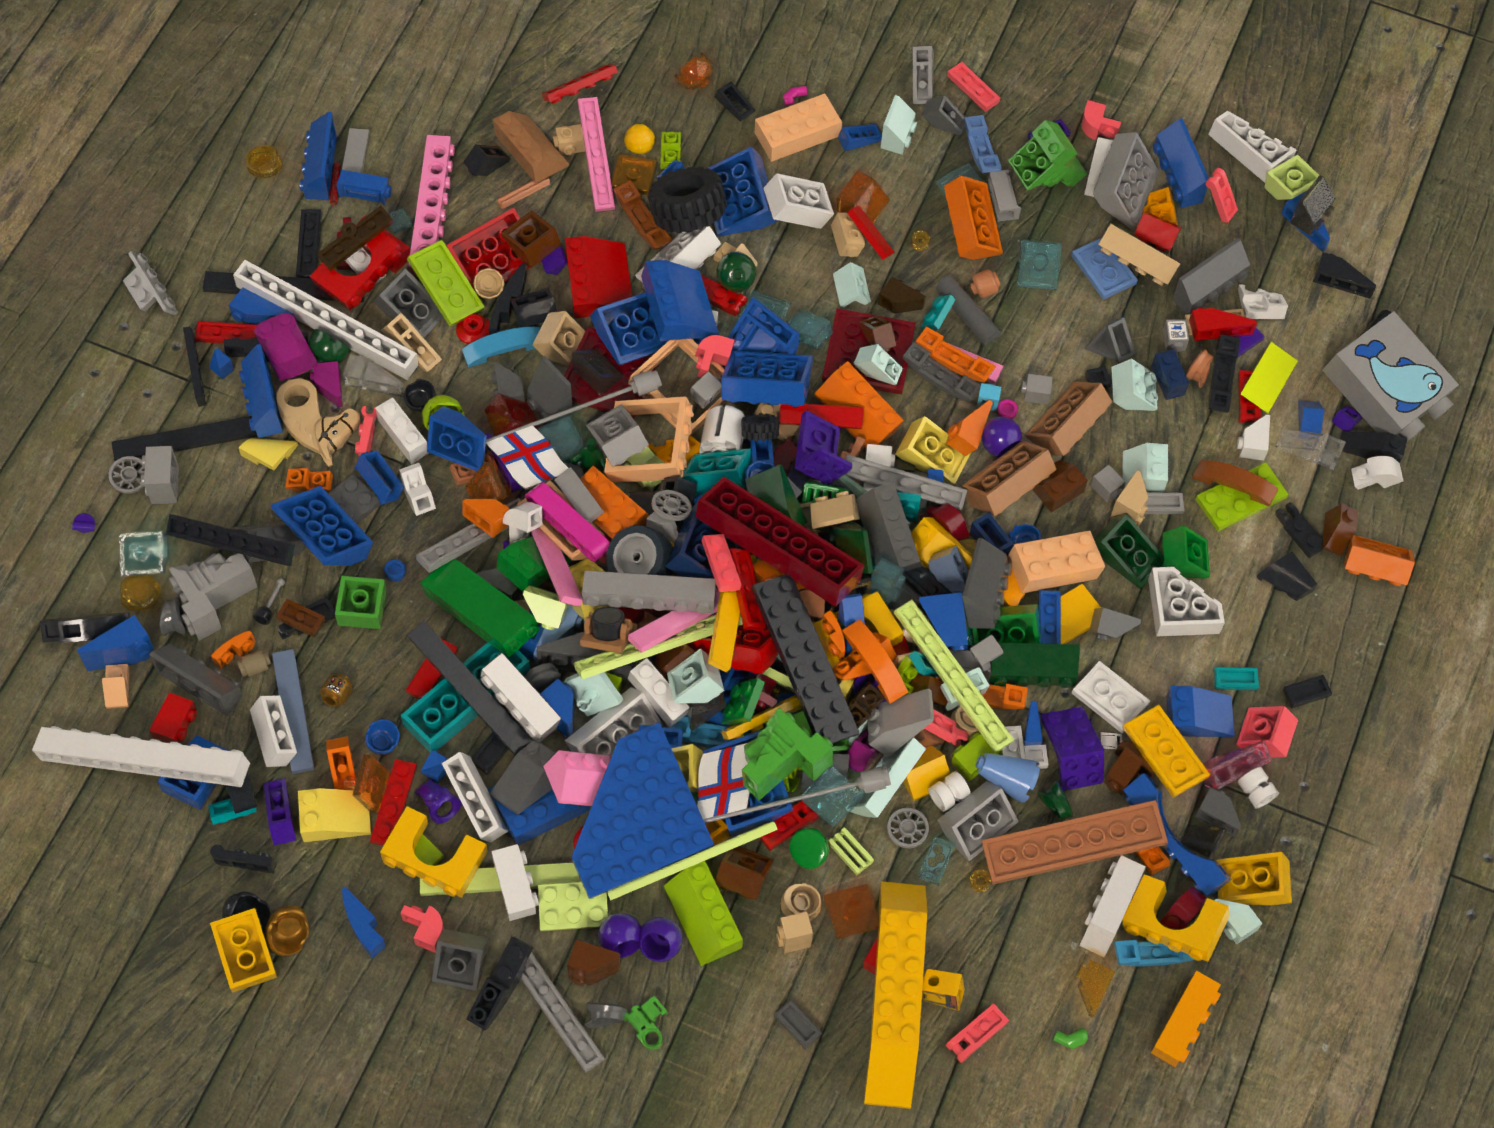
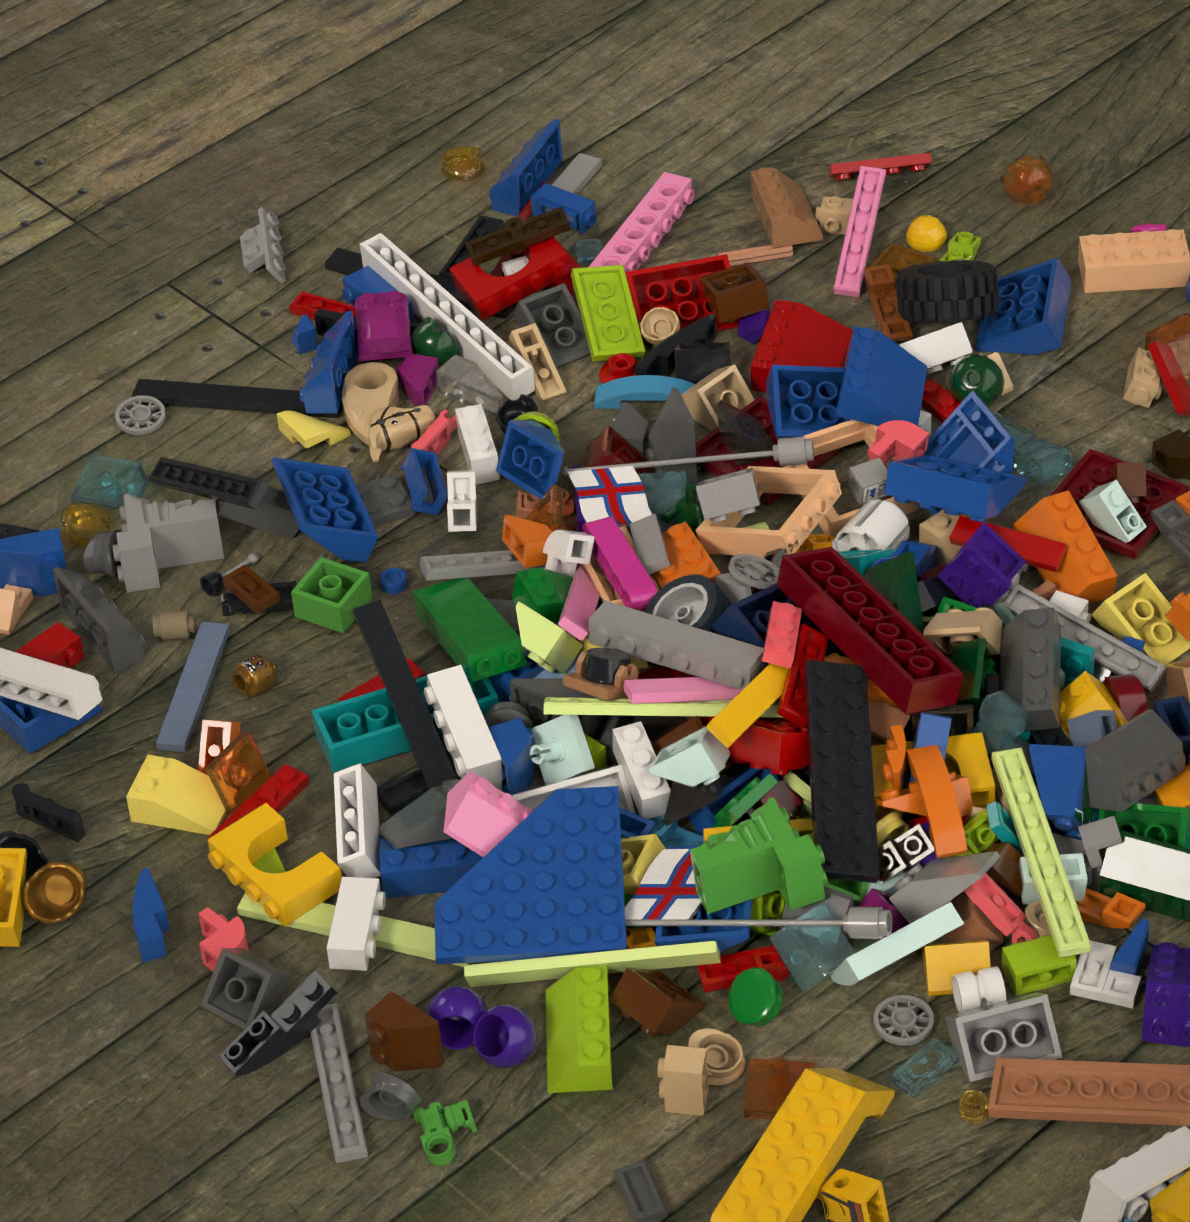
camera: 30 degrees right, 20 degrees down
(83, 523) = (62, 445): dark purple plate -> none
(160, 475) = (172, 416): light grey brick -> none
(194, 366) = (272, 330): black tile -> none
(223, 811) = (56, 759): teal plate -> none
(237, 645) = (151, 603): orange slope -> none
(242, 797) = (84, 736): black slope -> none
(273, 731) = (155, 693): white brick -> none
(279, 812) = (114, 779): dark purple slope -> none
(303, 480) = (360, 471): orange slope -> none
(382, 737) = (281, 734): blue hair -> none
(433, 767) = (324, 785): blue slope -> none
(434, 796) = (306, 809): dark purple hair -> none
(485, 159) = (723, 212): black slope -> none
(568, 907) = (410, 972): yellowish green plate -> none
(735, 94) = (1065, 208): black slope -> none
(760, 427) = (918, 532): black tyre -> none
(798, 201) = (1092, 325): white brick -> none
(838, 837) = (805, 1005): yellowish green tile -> none
(851, 285) = (1125, 430): light aqua panel -> none
(1009, 773) = (1071, 987): medium blue cone -> none
(1056, 801) = (1123, 1038): dark green piece -> none

